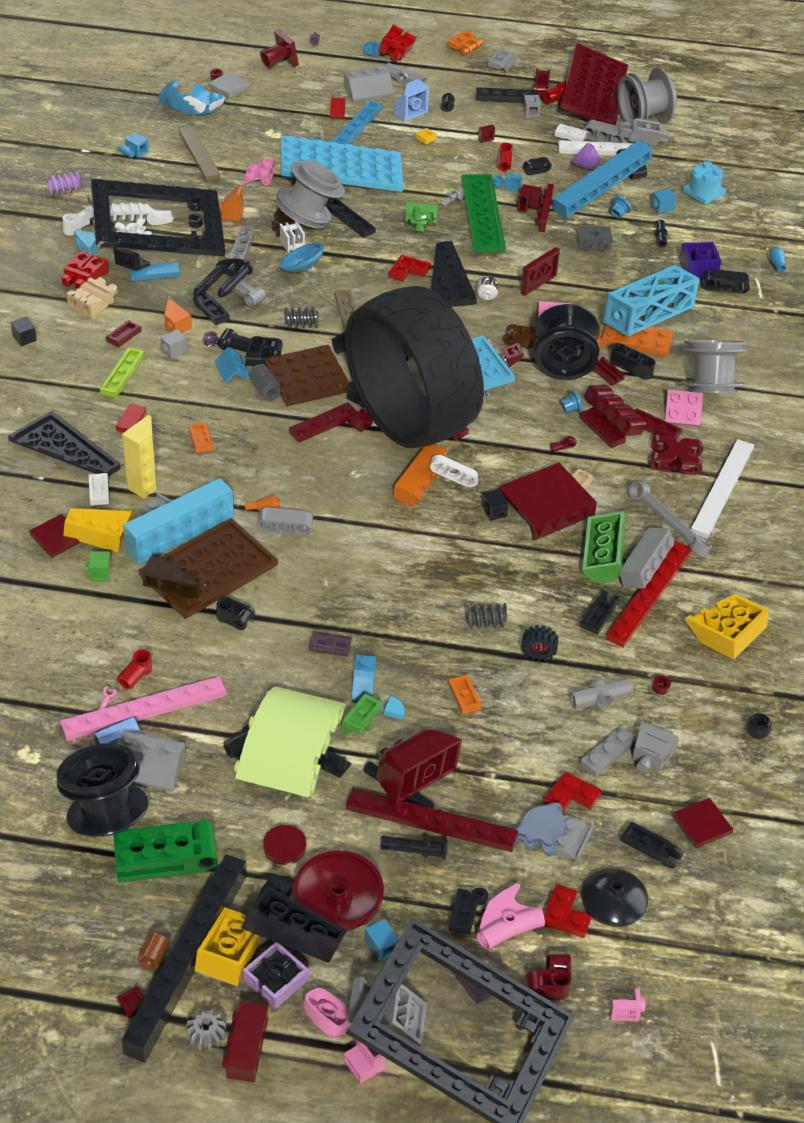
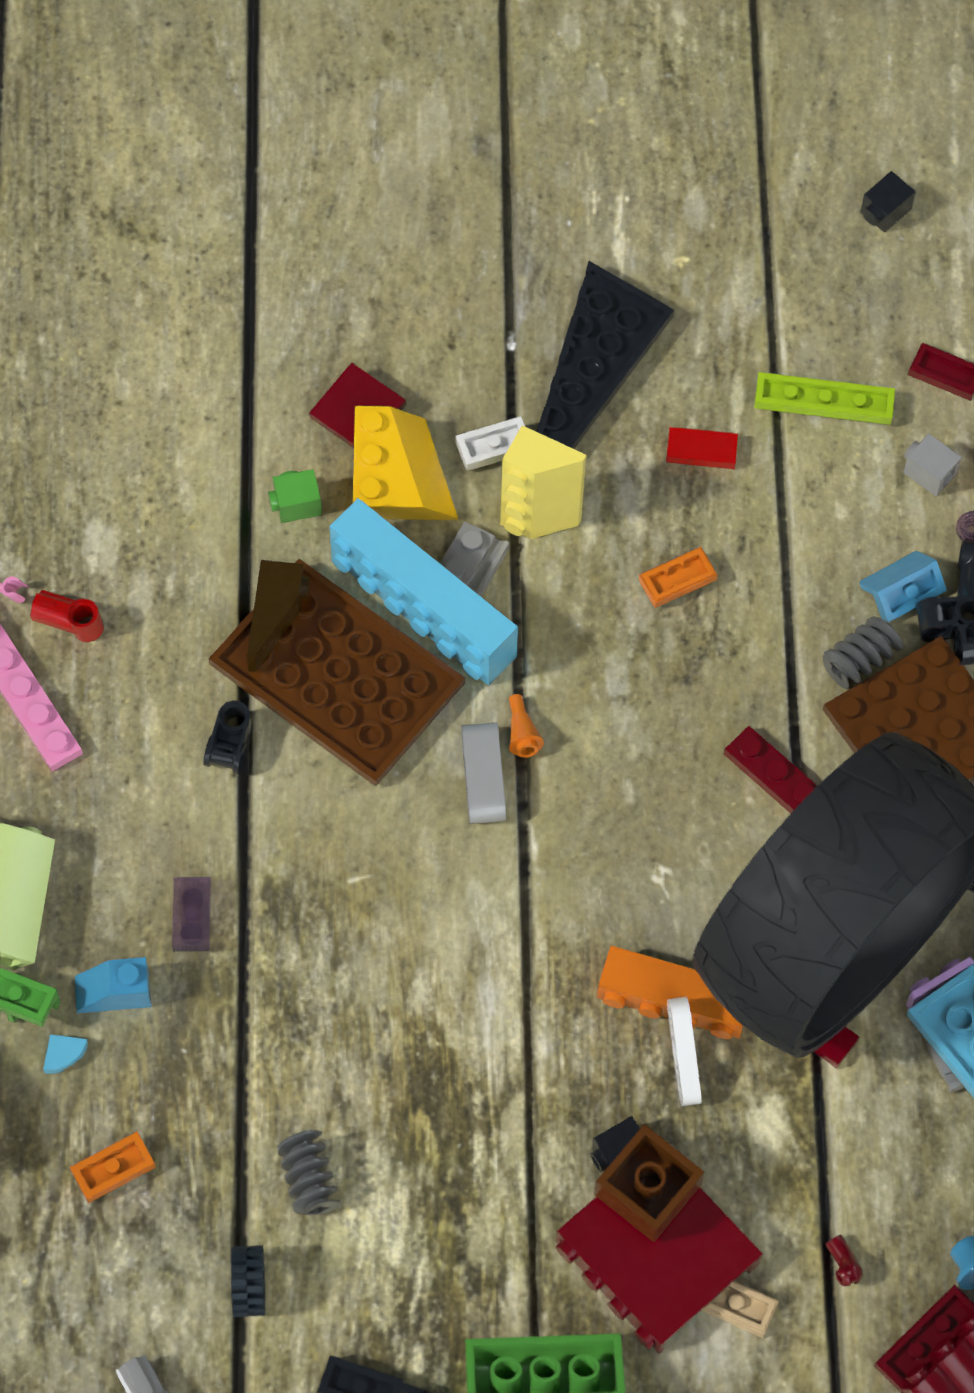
camera: 80 degrees right, 20 degrees up
(523, 483) = (649, 1183): none -> reddish brown brick

